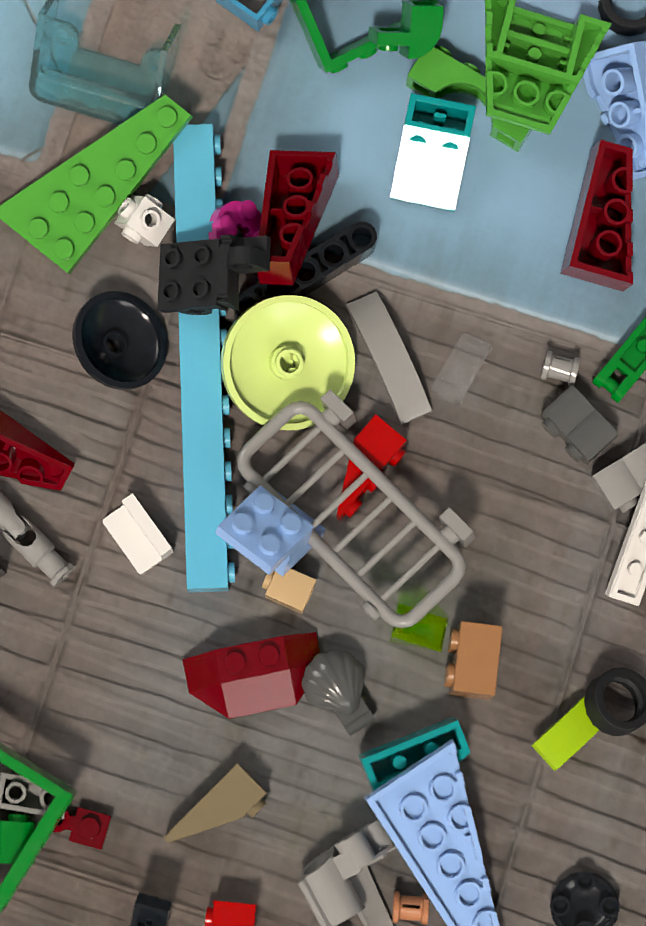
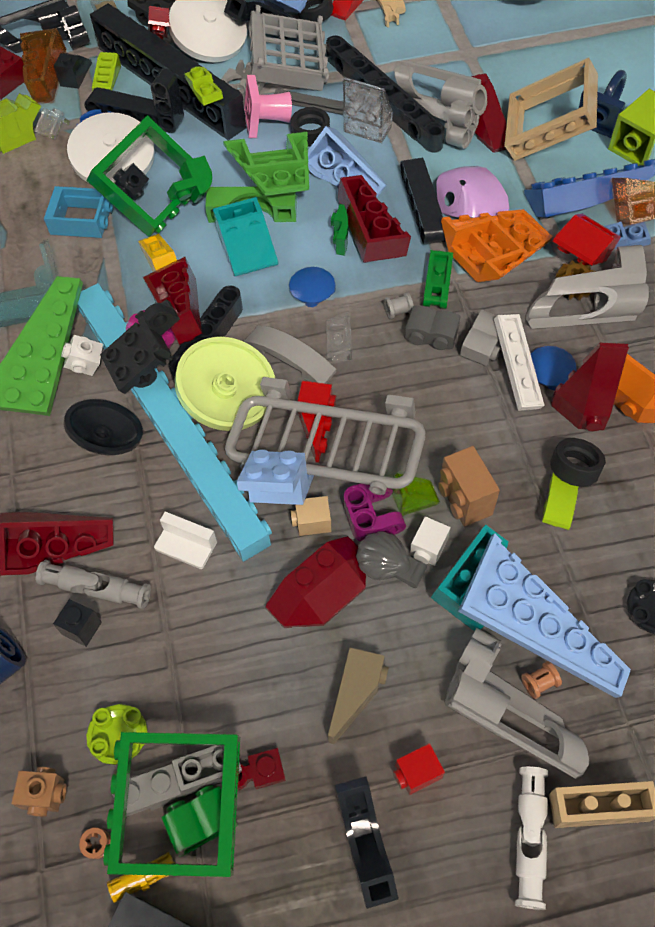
camera: 25 degrees left, 20 degrees down
(311, 110) = (157, 251): none -> yellow slope
(353, 644) = (365, 513): none -> magenta piece
(395, 695) = (429, 541): none -> white brick
(476, 270) = (312, 285): none -> blue dish
(564, 202) = (340, 223): none -> green slope

